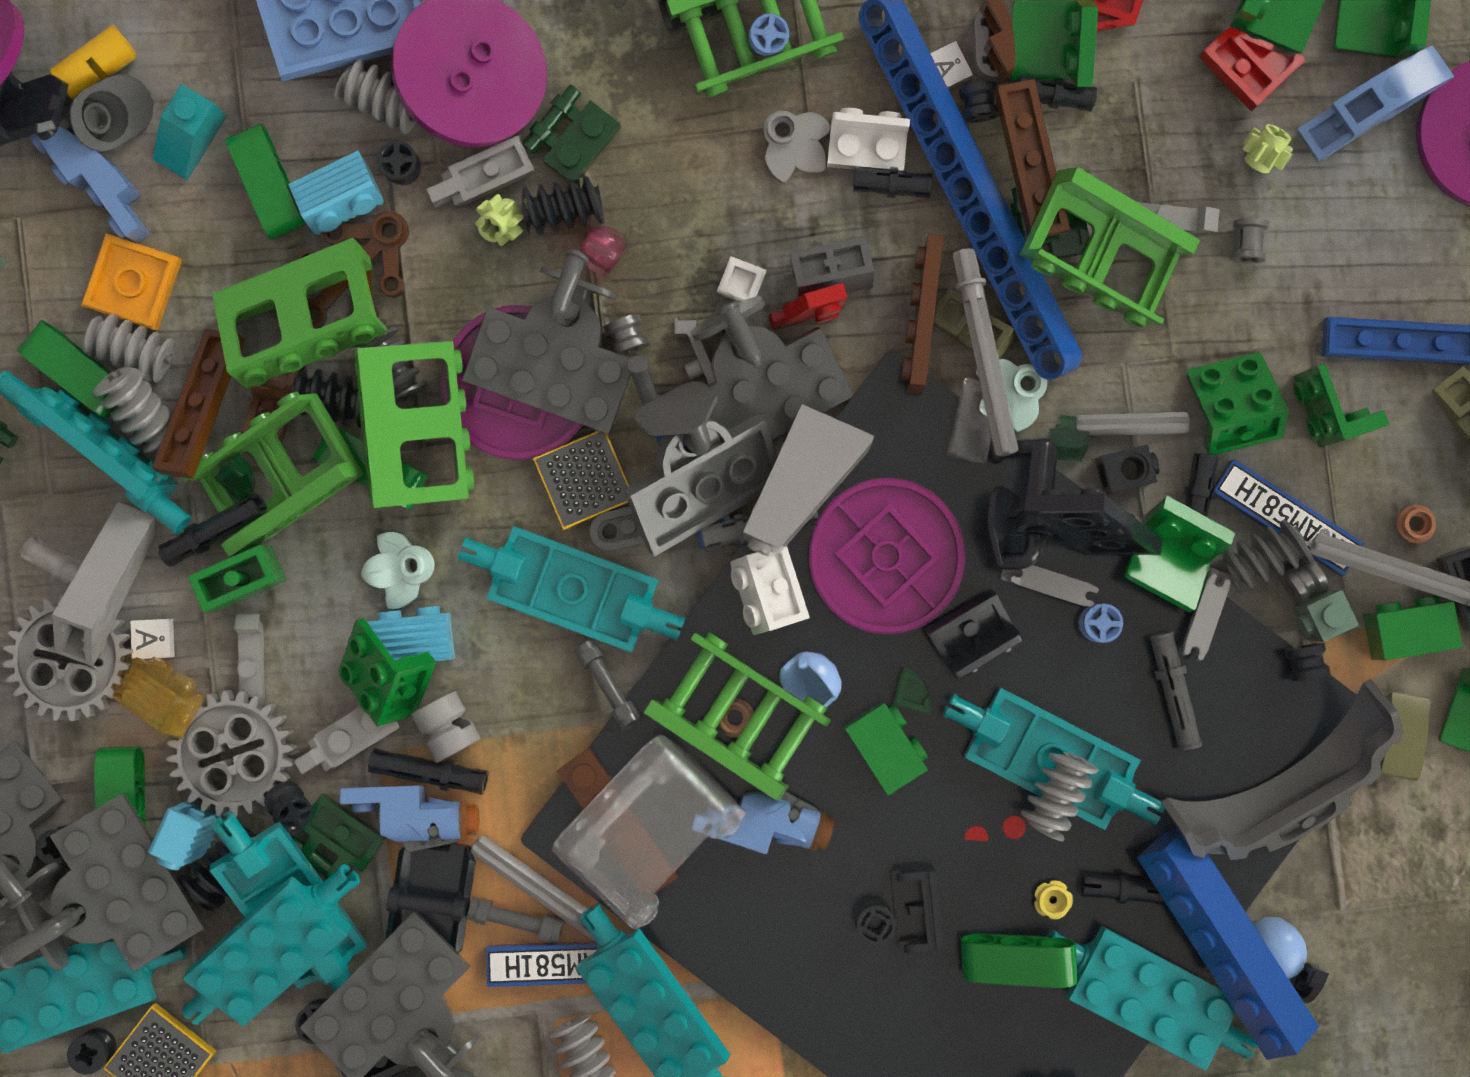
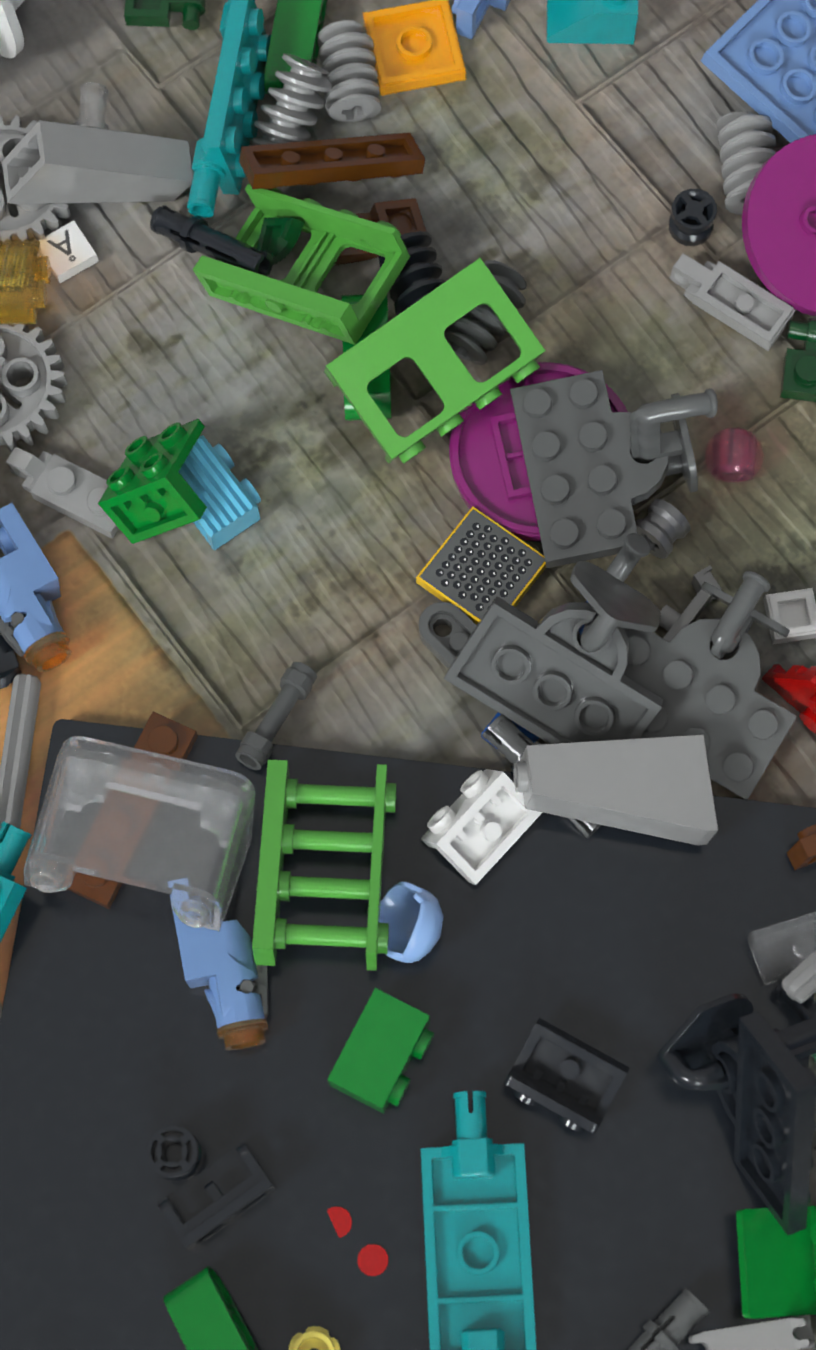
camera: 60 degrees right, 15 degrees down
(237, 578) = (175, 290): green brick -> none
(250, 654) = (105, 350): light grey piece -> none
(265, 181) = (592, 108): green beam -> none
(287, 291) = (486, 175): bright green window -> none
(336, 193) = (623, 173): medium azure brick -> none
(377, 243) = (561, 234): reddish brown plant -> none
(393, 570) = (272, 438): light aqua plate -> none
(419, 769) = (83, 602): black pin -> none
(445, 726) = (134, 578): light grey wheel -> none
(499, 220) = (697, 338): yellowish green gear -> none
(562, 206) = (752, 392): black piece -> none
(572, 589) = (358, 623): teal plate -> none
(725, 725) = (309, 858): nougat plate -> none
(887, 556) = (594, 932): magenta plate -> none
(912, 693) = (459, 1050): dark green tile -> none
(1051, 584) = (676, 1132): light grey piece -> none
(1059, 794) = (441, 1275): light grey piece -> none
(1108, 623) = (674, 1215): medium blue wheel -> none

